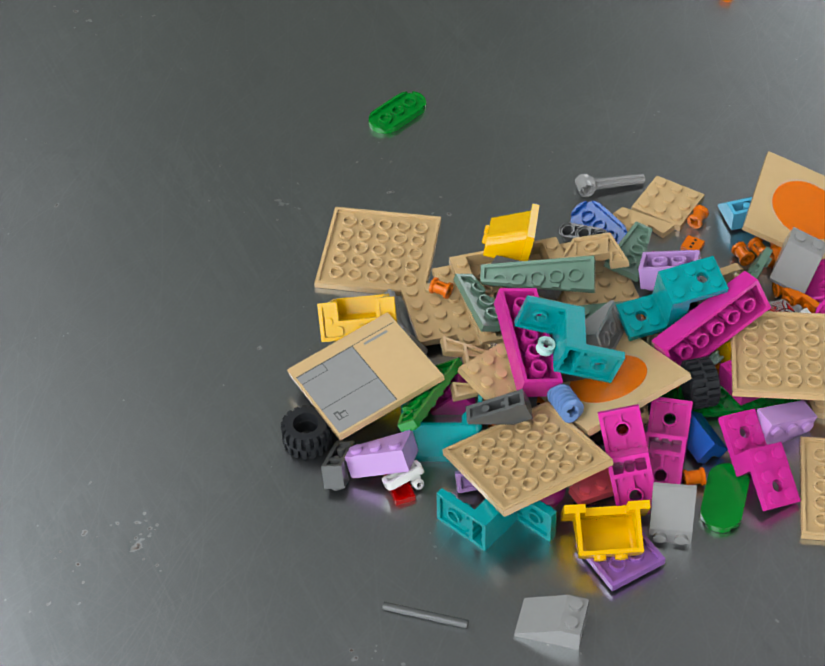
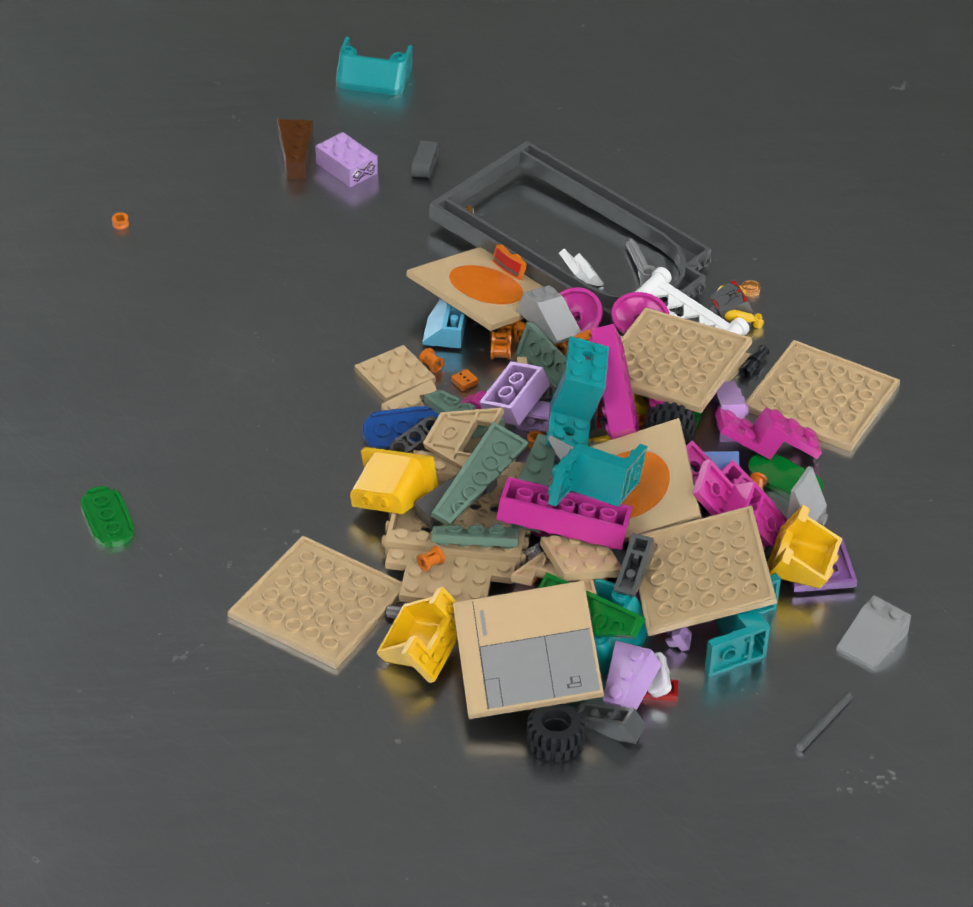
camera: 70 degrees left, 5 degrees down
(545, 340) = (589, 497): light aqua bush -> none
(565, 402) = (654, 518): medium blue piece -> none
(587, 185) = (335, 413): light grey axle -> none

